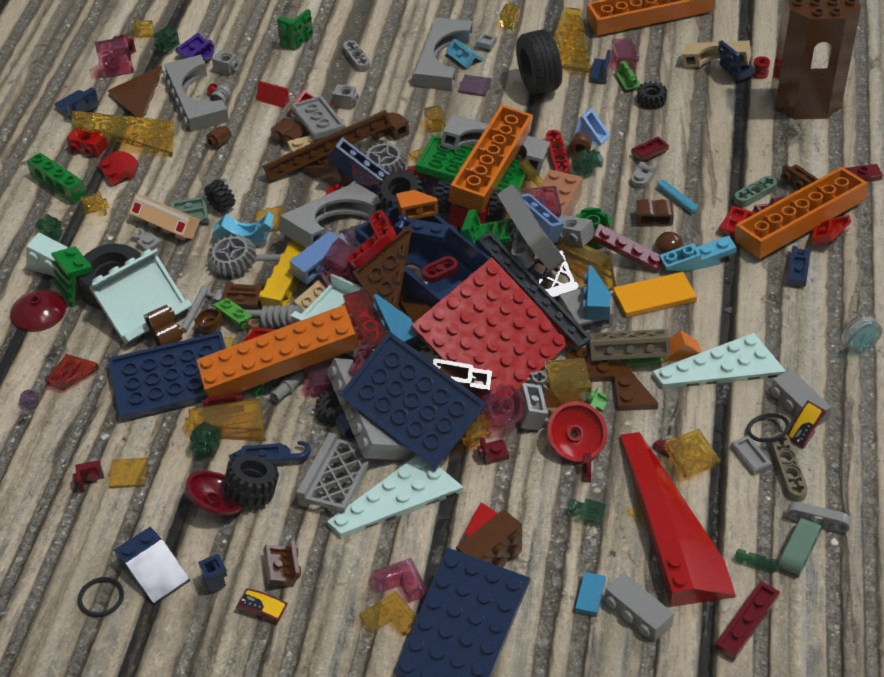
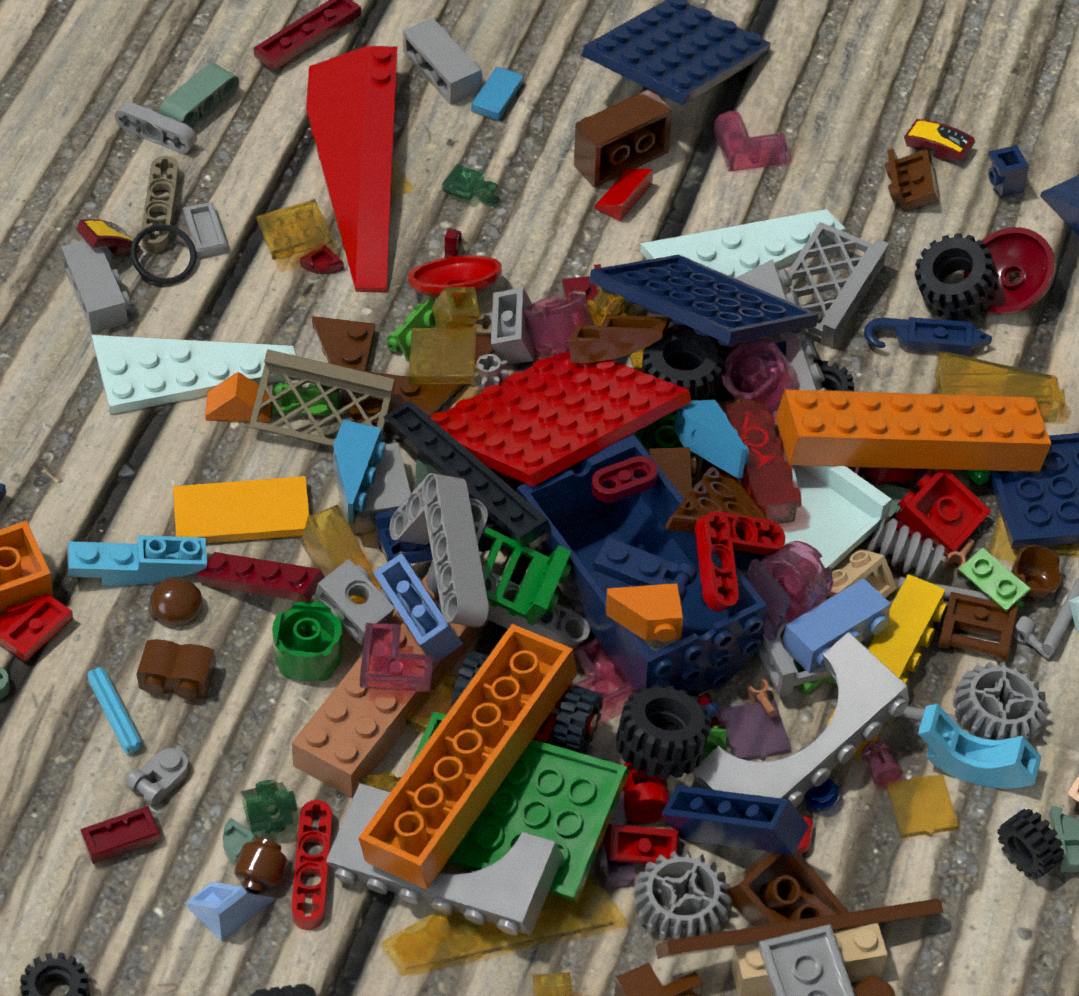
camera: 175 degrees left, 5 degrees up
(205, 439) = (1032, 354): clear green brick -> none
(389, 609) = (765, 115): clear yellow tile -> none
(756, 560) = (264, 97): clear green axle -> none

